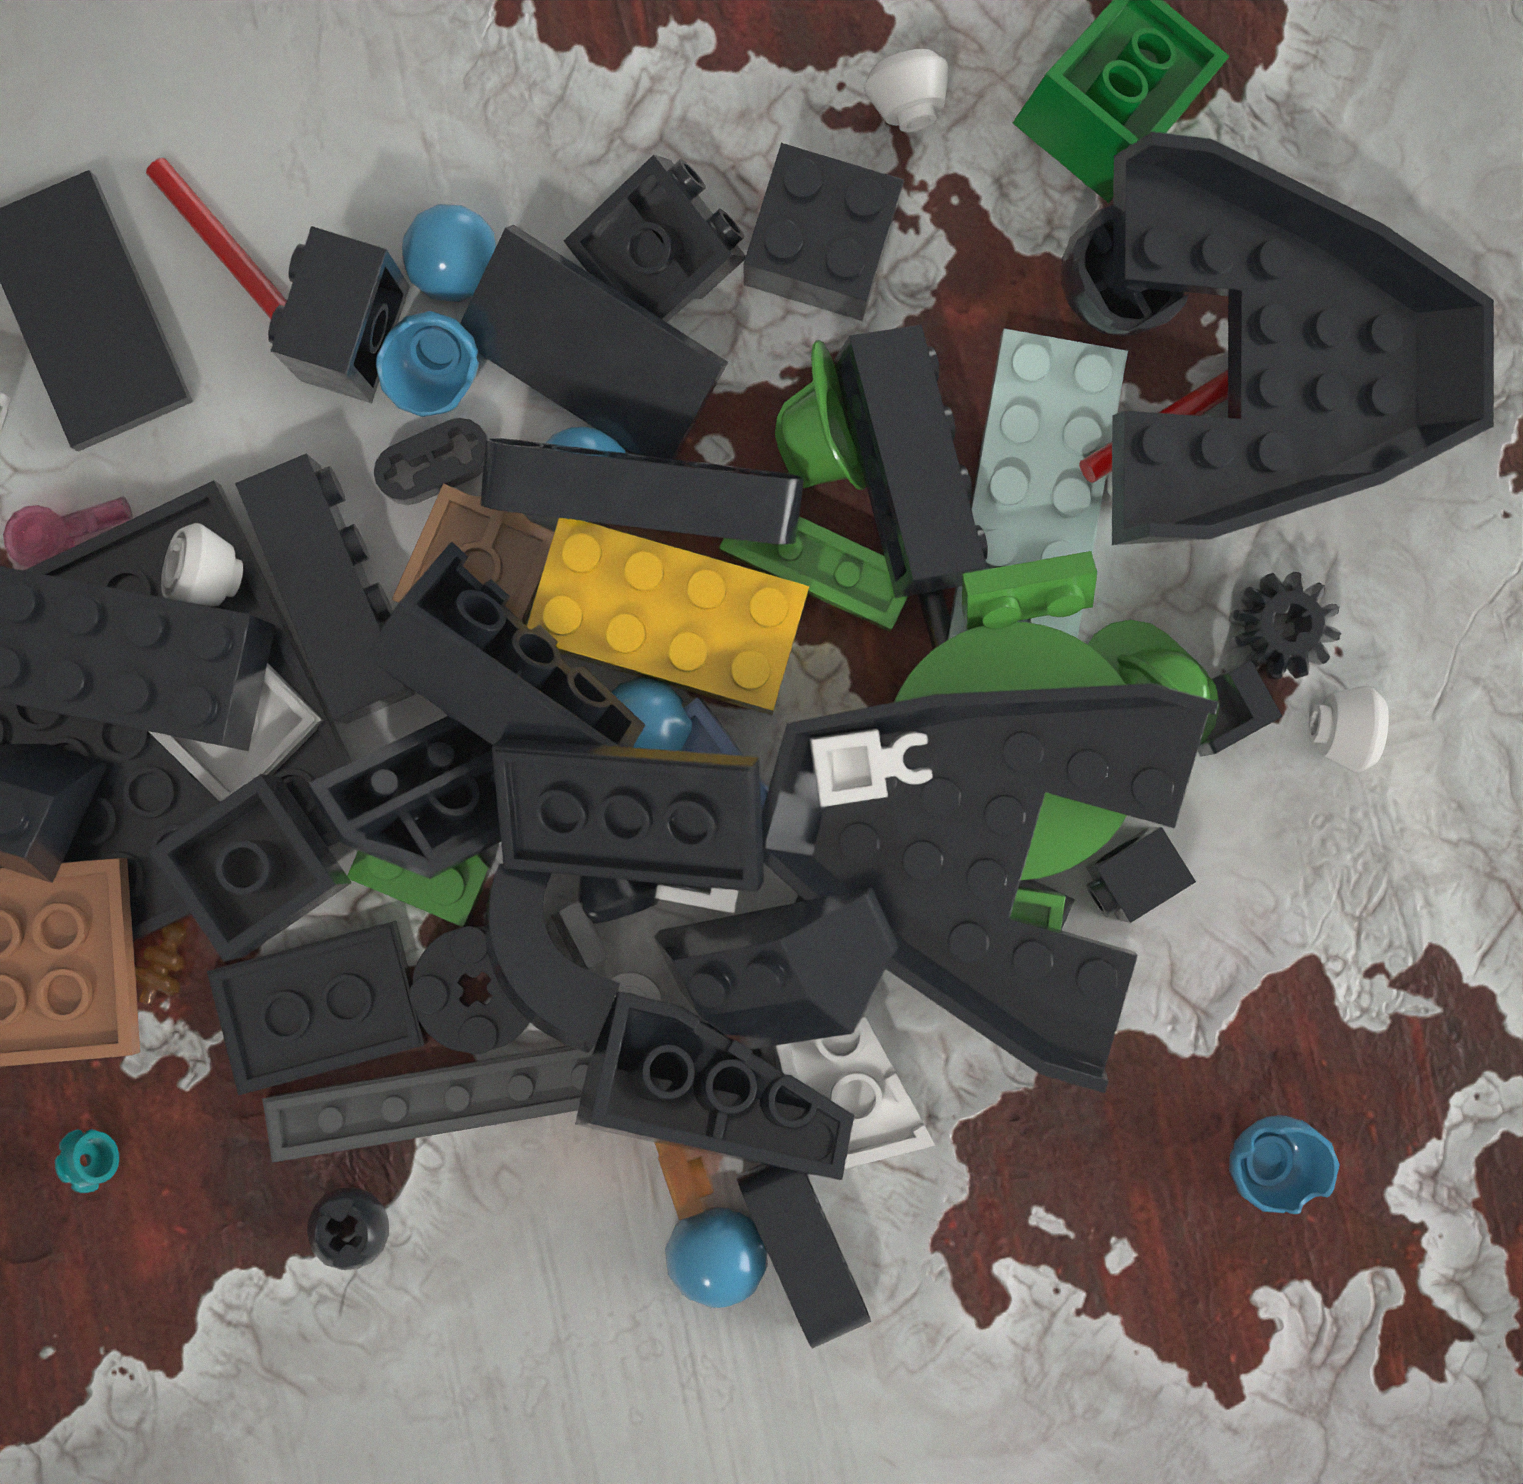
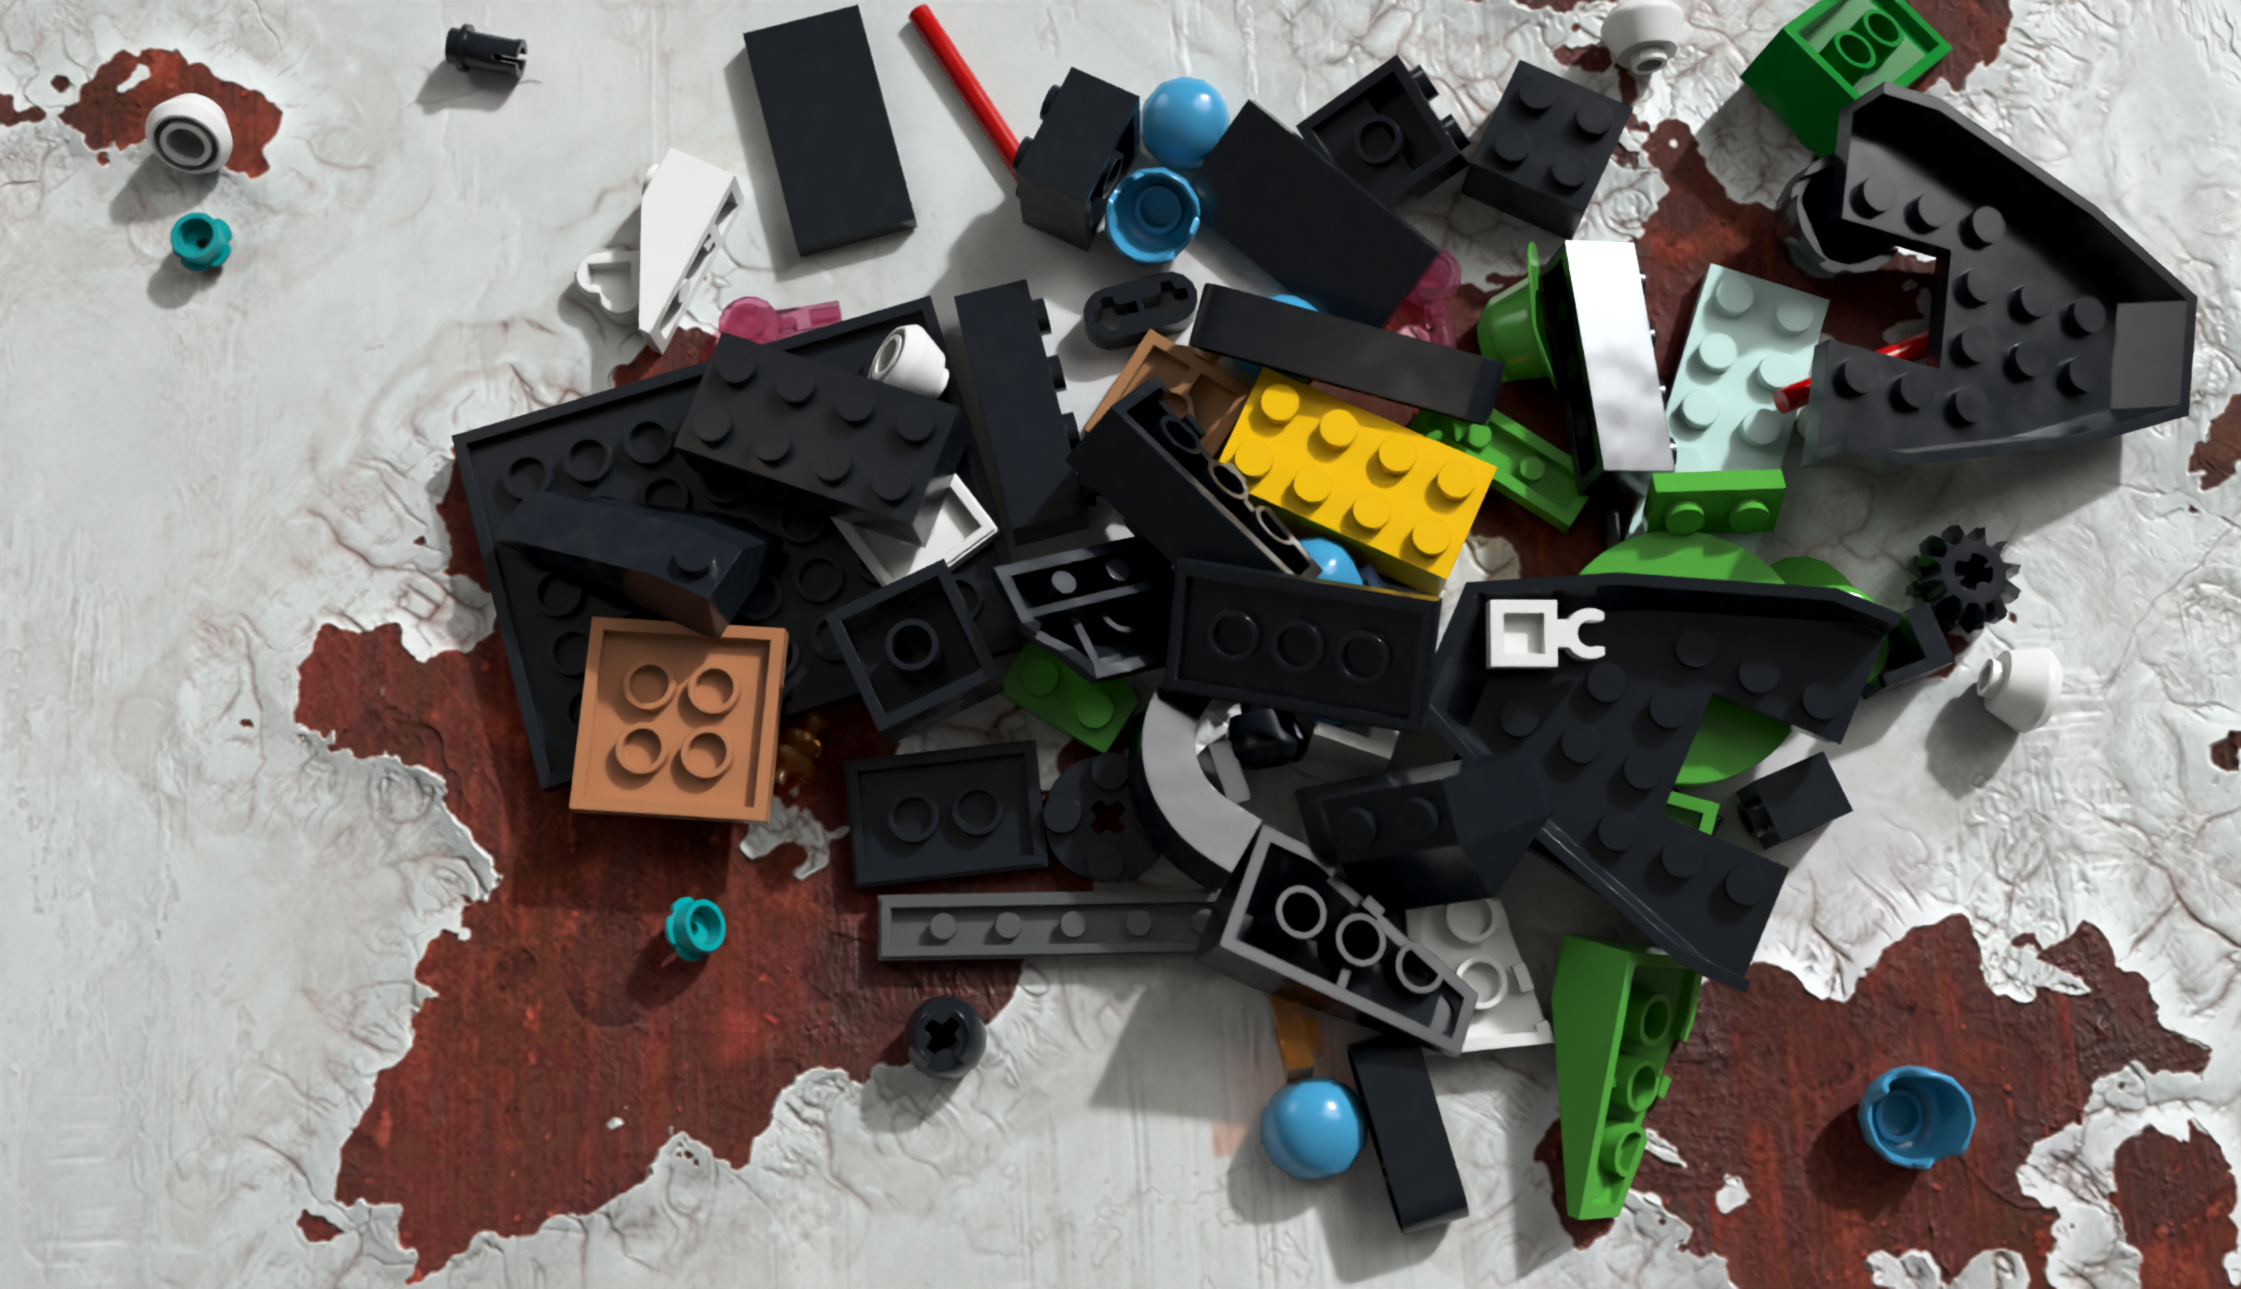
camera: 15 degrees right, 10 degrees down
(728, 401) = (1434, 293): none -> clear pink plate
(988, 1140) = (1613, 1030): none -> bright green wedge

